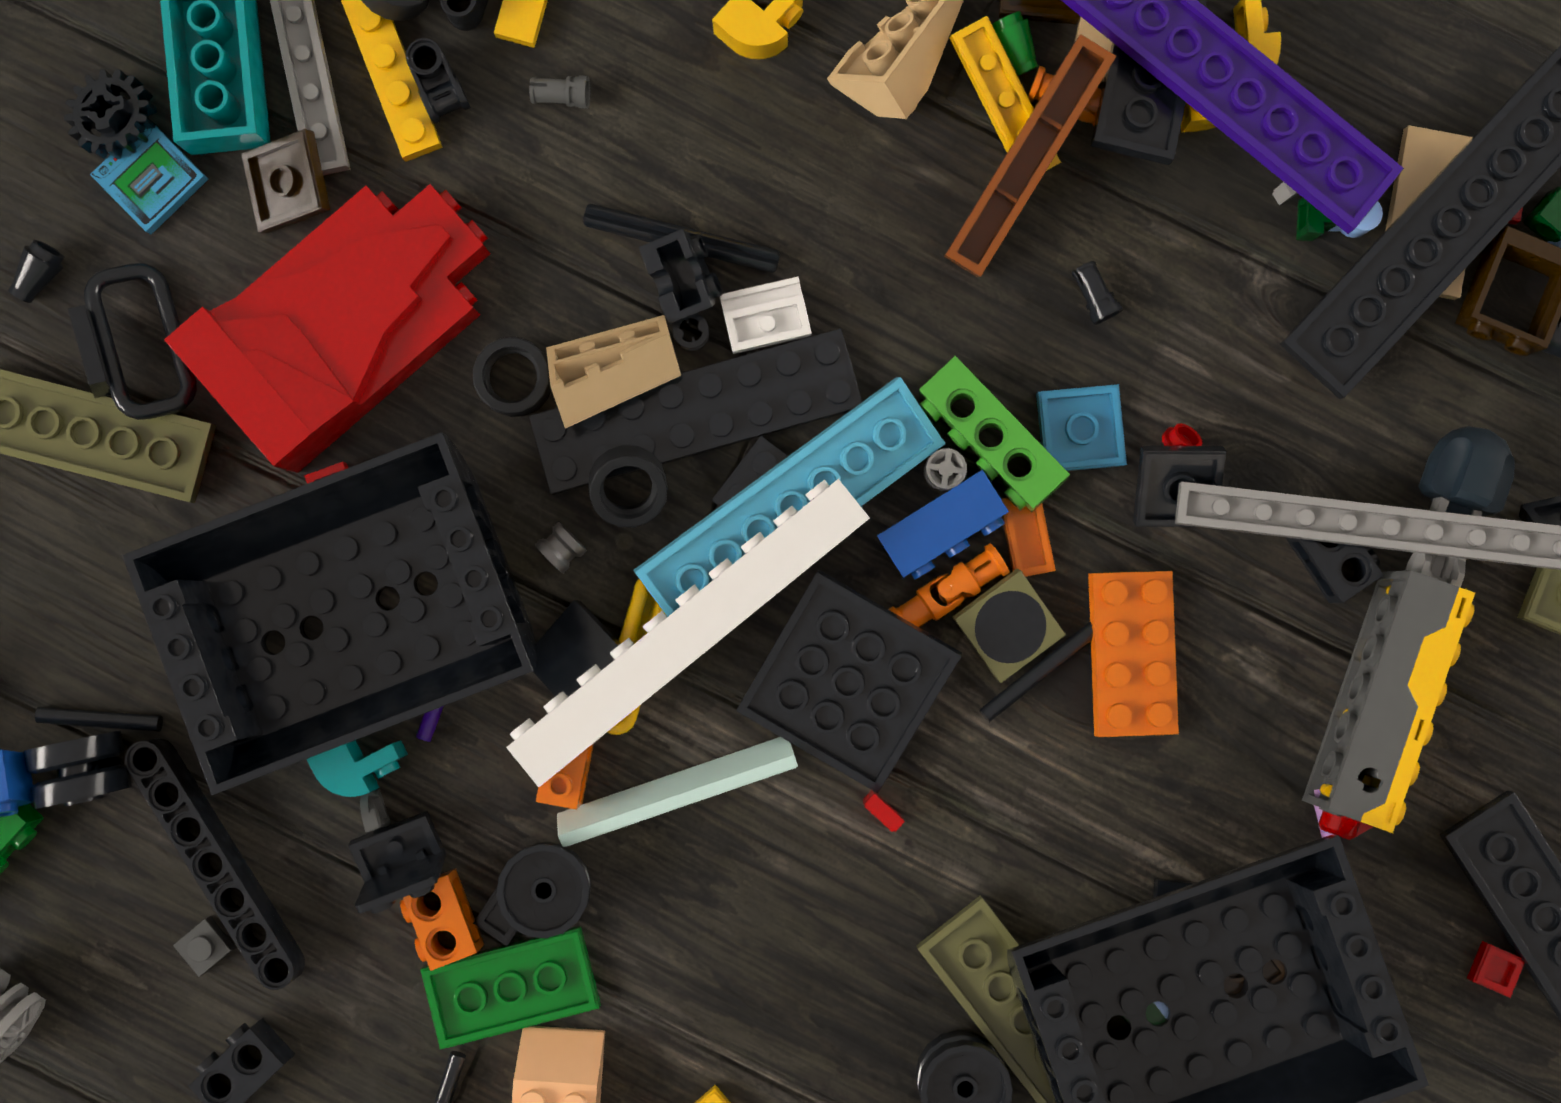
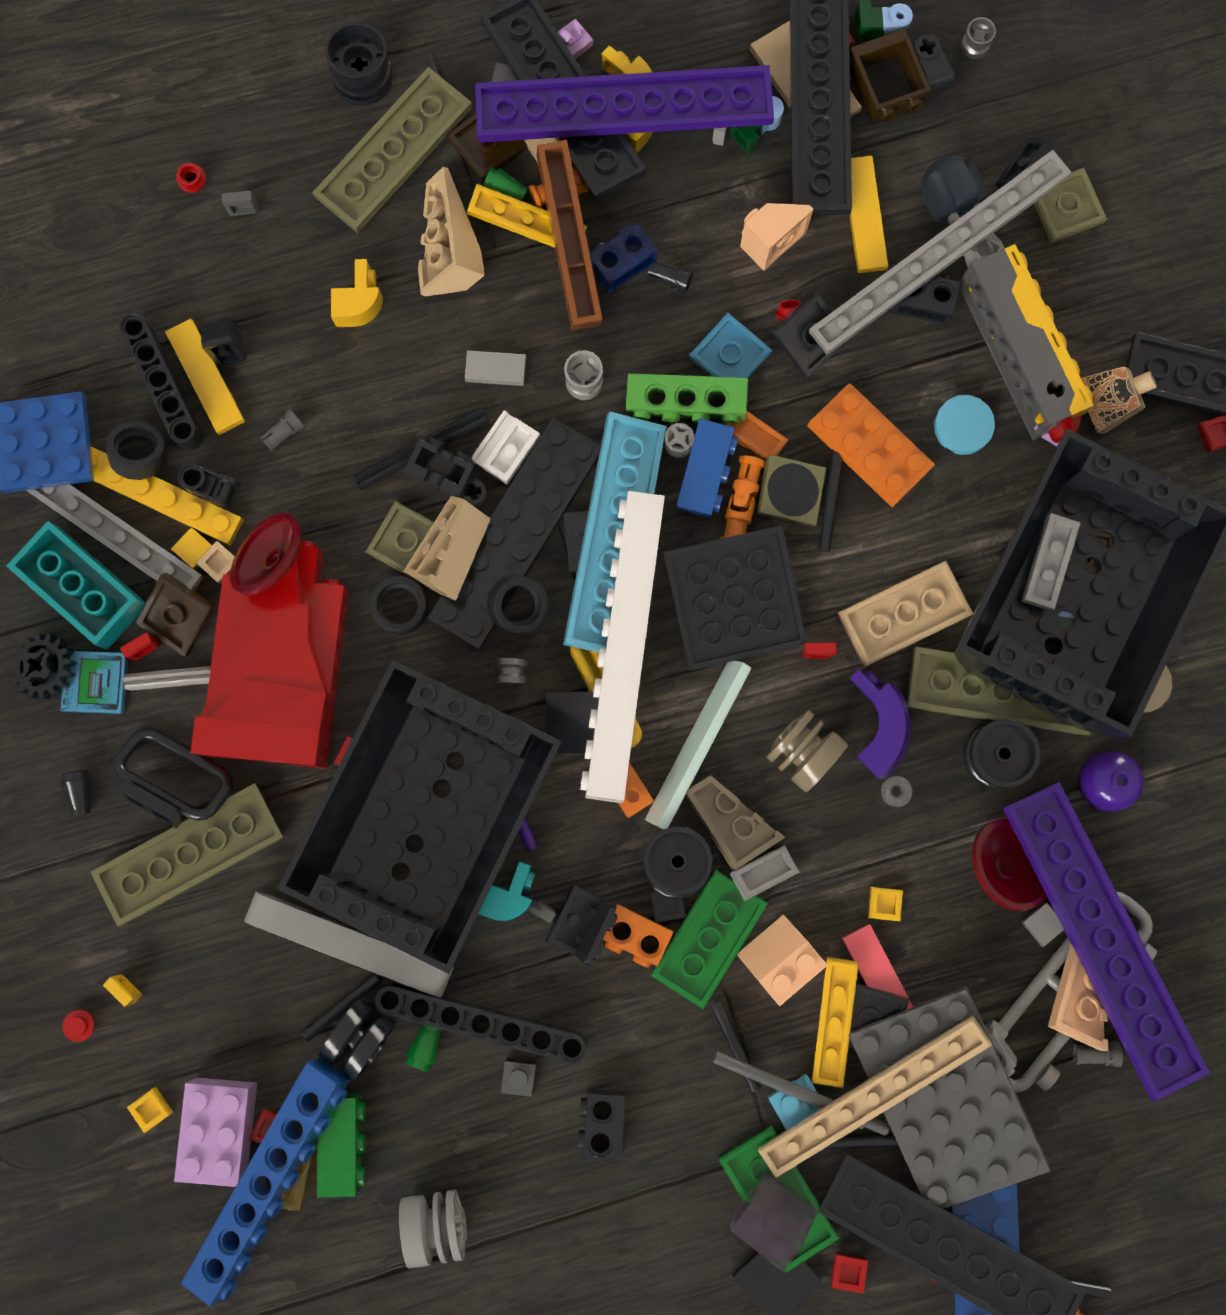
camera: 40 degrees left, 5 degrees down
(118, 599) = (343, 943): none -> light grey beam
(134, 836) = (424, 1048): none -> green cone
(220, 237) = (166, 678): none -> light grey axle
(222, 182) = (140, 646): none -> red tile
(365, 130) = (191, 547): none -> yellow tile
(376, 168) = (216, 561): none -> tan plate
(417, 208) = (266, 554): none -> dark red dish
(577, 307) = (399, 537): none -> olive tile
(622, 976) = (764, 873): none -> light grey tile
(635, 899) = (730, 823): none -> dark tan wing
(774, 908) = (807, 751): none -> dark tan wheel
(828, 1031) = (906, 791): none -> clear plate
(831, 224) = (495, 368): none -> light grey tile
(886, 954) = (894, 729): none -> dark purple arch
(911, 314) = (583, 375): none -> light grey wheel
(1005, 853) = (905, 613): none -> tan tile
(1065, 240) = (628, 263): none -> clear blue brick
(1195, 946) = (1051, 562): none -> light grey plate
(1243, 345) = (773, 231): none -> light nougat slope
(1247, 721) = (964, 424): none -> medium azure tile
(1354, 417) = (866, 218): none -> yellow tile
(1428, 840) = (1116, 396): none -> torso

